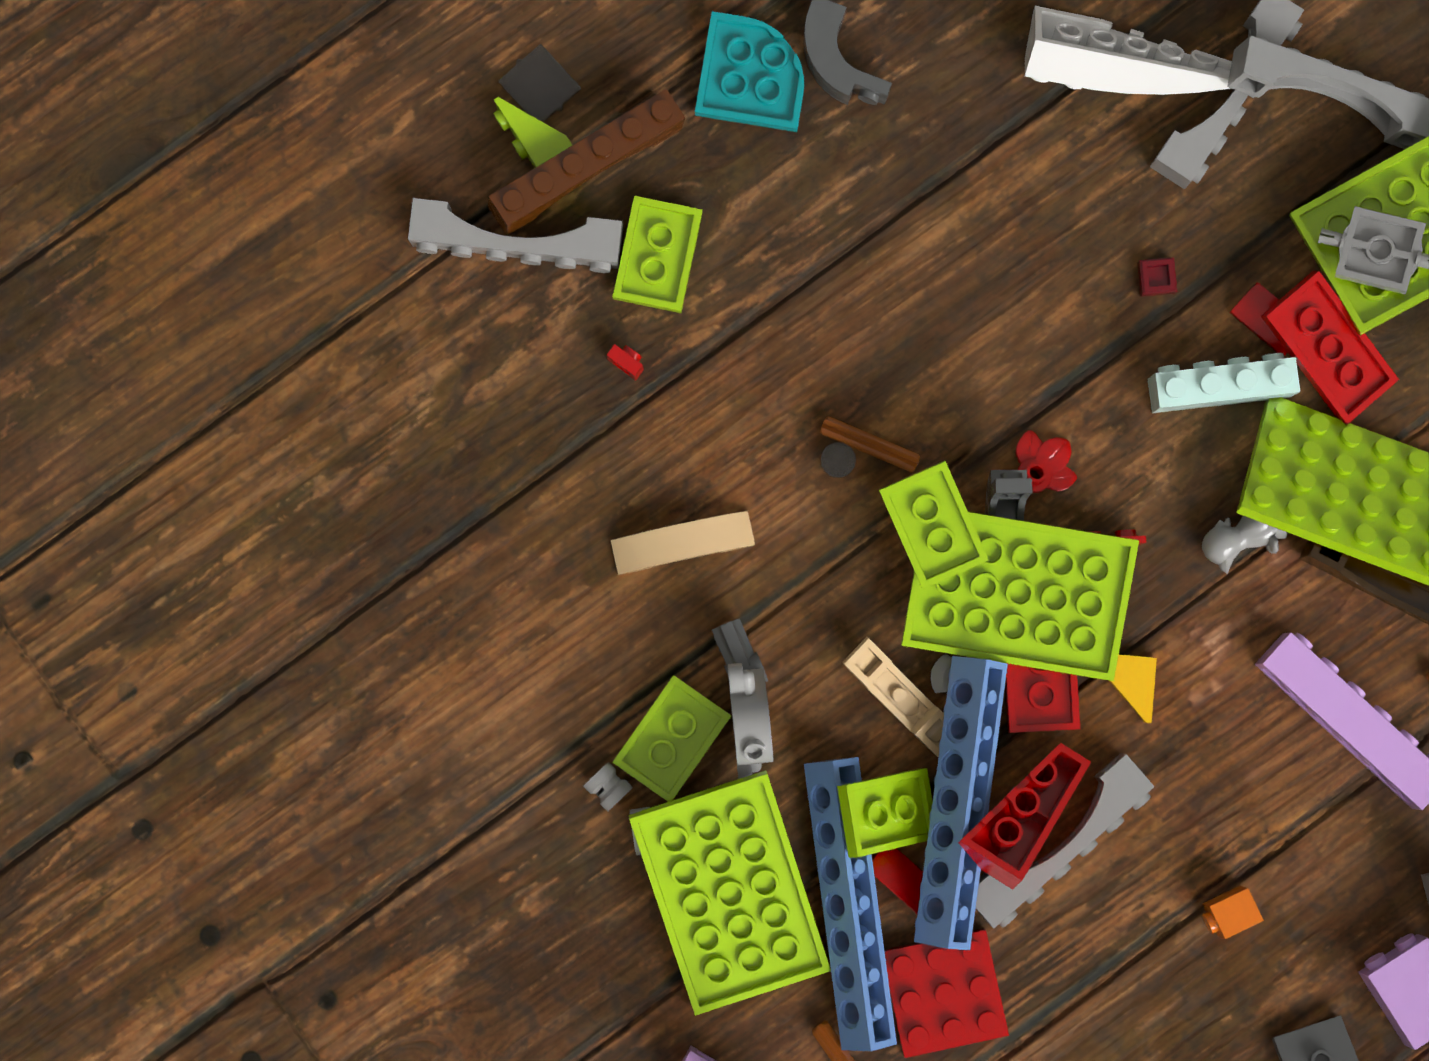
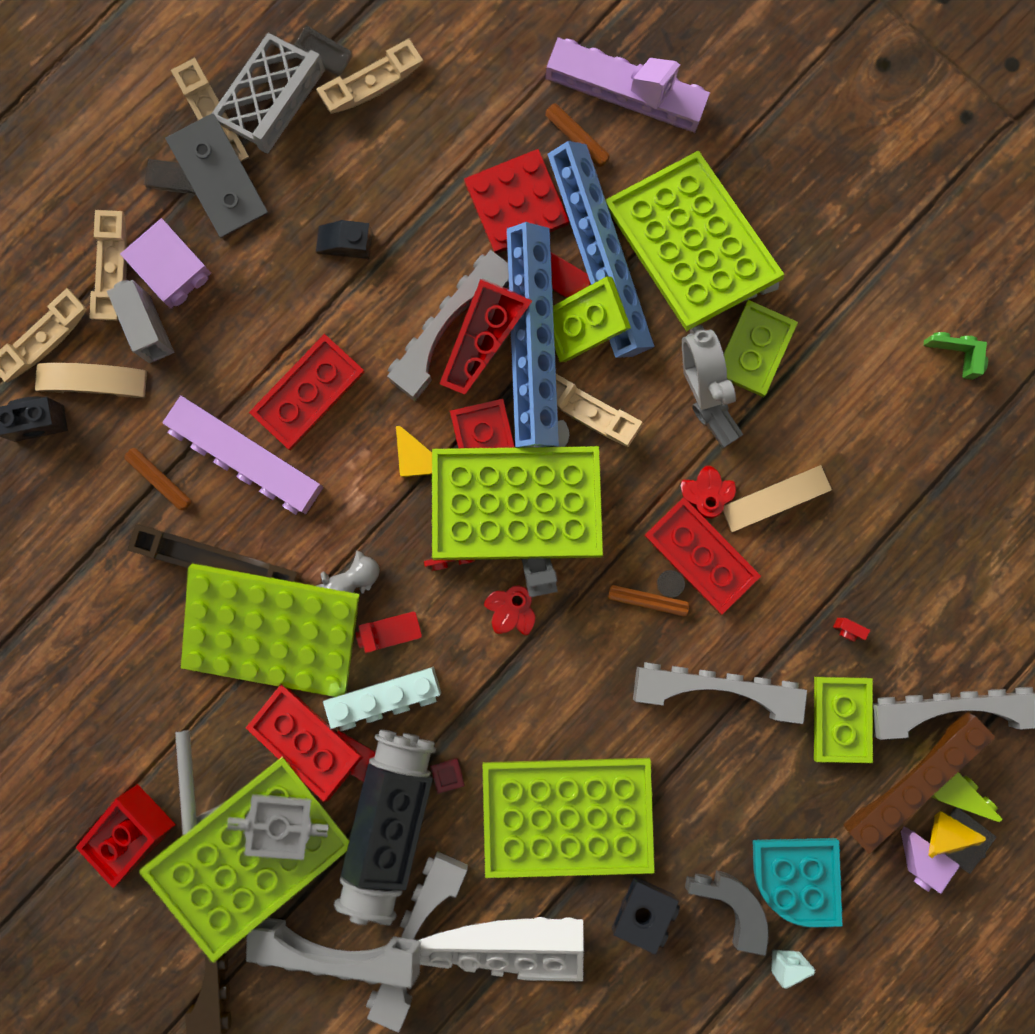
camera: 165 degrees right, 0 degrees up
(394, 669) = (975, 351): none -> bright green bracket
(557, 91) = (951, 836): none -> yellow tile
(591, 66) = (929, 871): none -> lavender slope
(608, 786) = (796, 304): light grey wheel -> none
(767, 571) = (708, 487): none -> red plate
(793, 487) = (702, 556): none -> red plate
(878, 338) = (783, 701): none -> light grey arch
(933, 524) = (595, 539): lime plate -> none
(946, 47) = (651, 931): none -> black brick
(1019, 199) = (568, 817): none -> lime plate
(1178, 980) = (345, 239): none -> black slope
(1203, 464) = (388, 632): none -> red bracket
(1231, 912) = (313, 295): orange brick -> none
(1246, 228) = (386, 828): none -> black brick
(1258, 788) = (307, 392): none -> red plate

